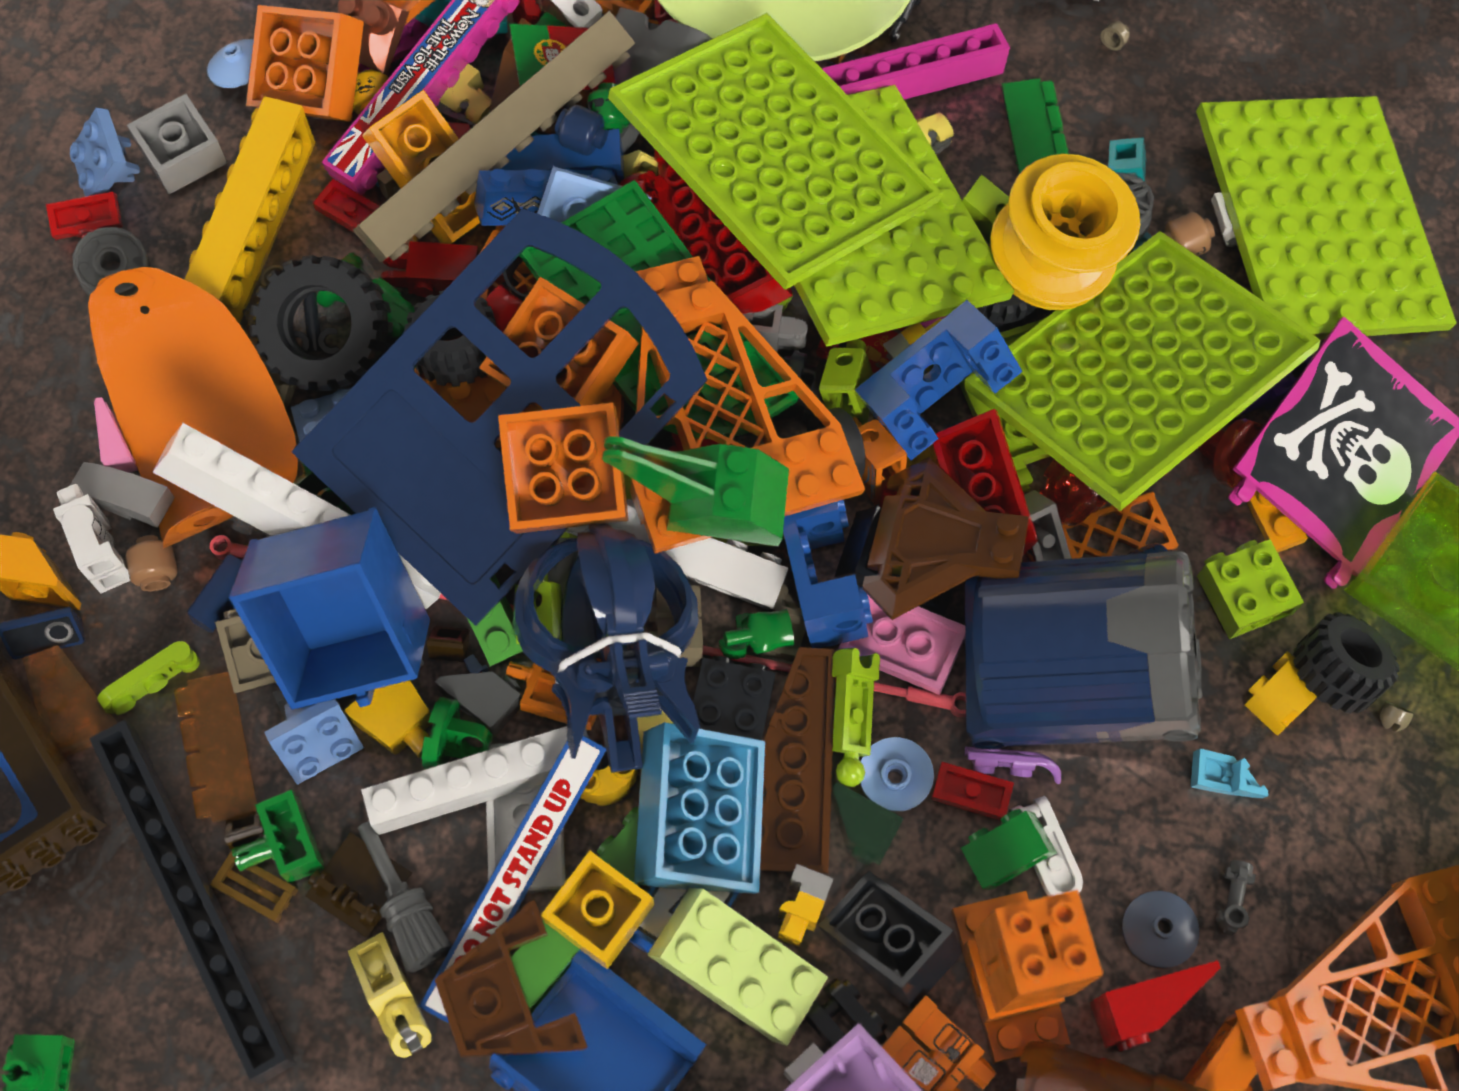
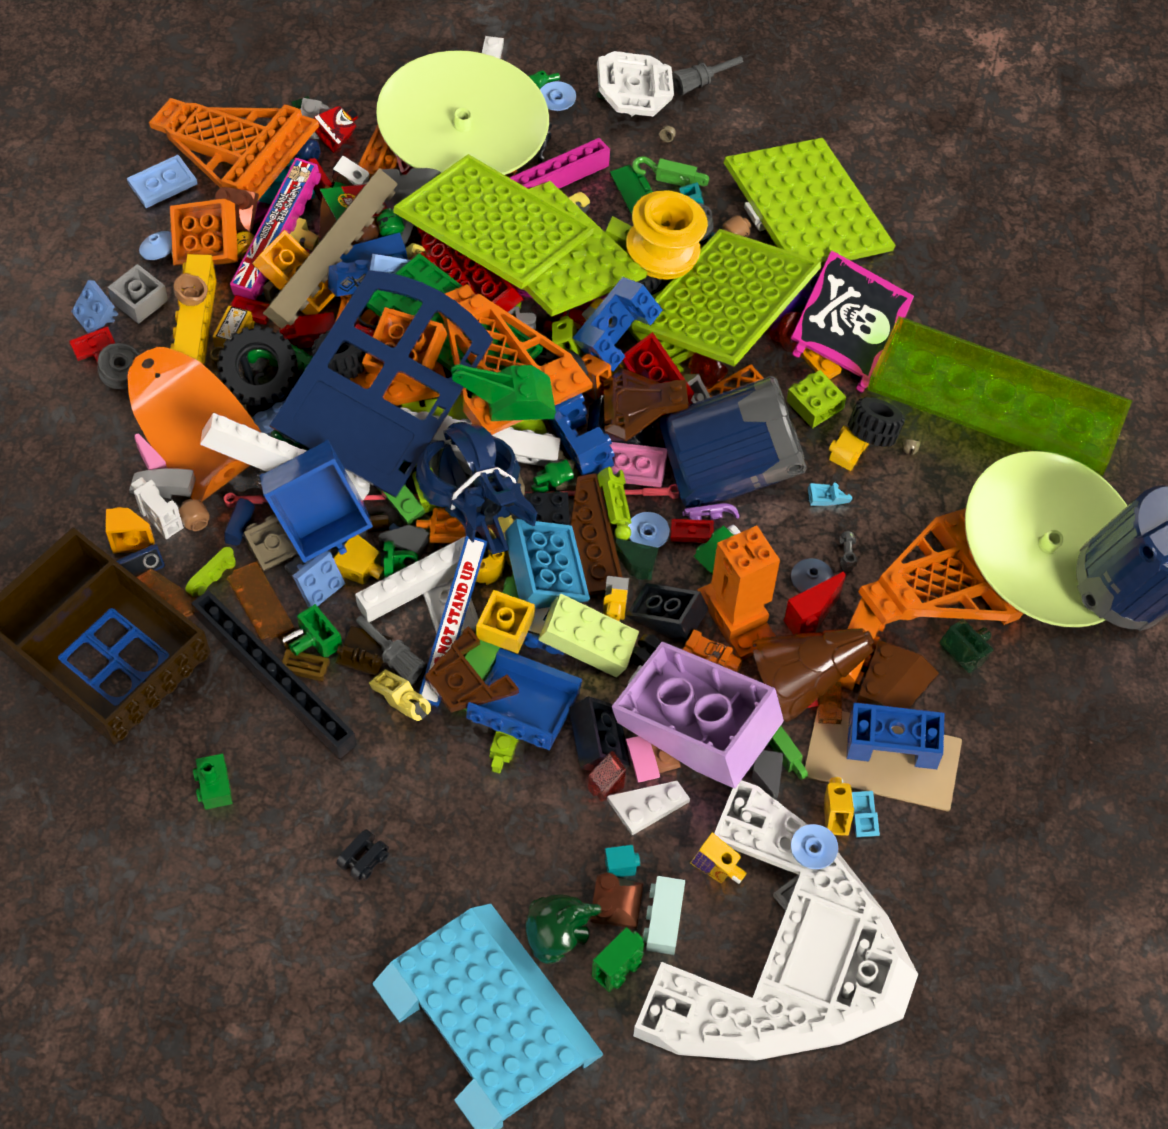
camera: 15 degrees left, 10 degrees down
(245, 173) = (190, 295): none -> medium nougat helmet
(312, 232) = (231, 322): none -> brick
(558, 468) = (427, 398): orange slope -> none
(581, 130) = (379, 235): dark blue head -> none
(1105, 108) = (672, 172): none -> bright green piece

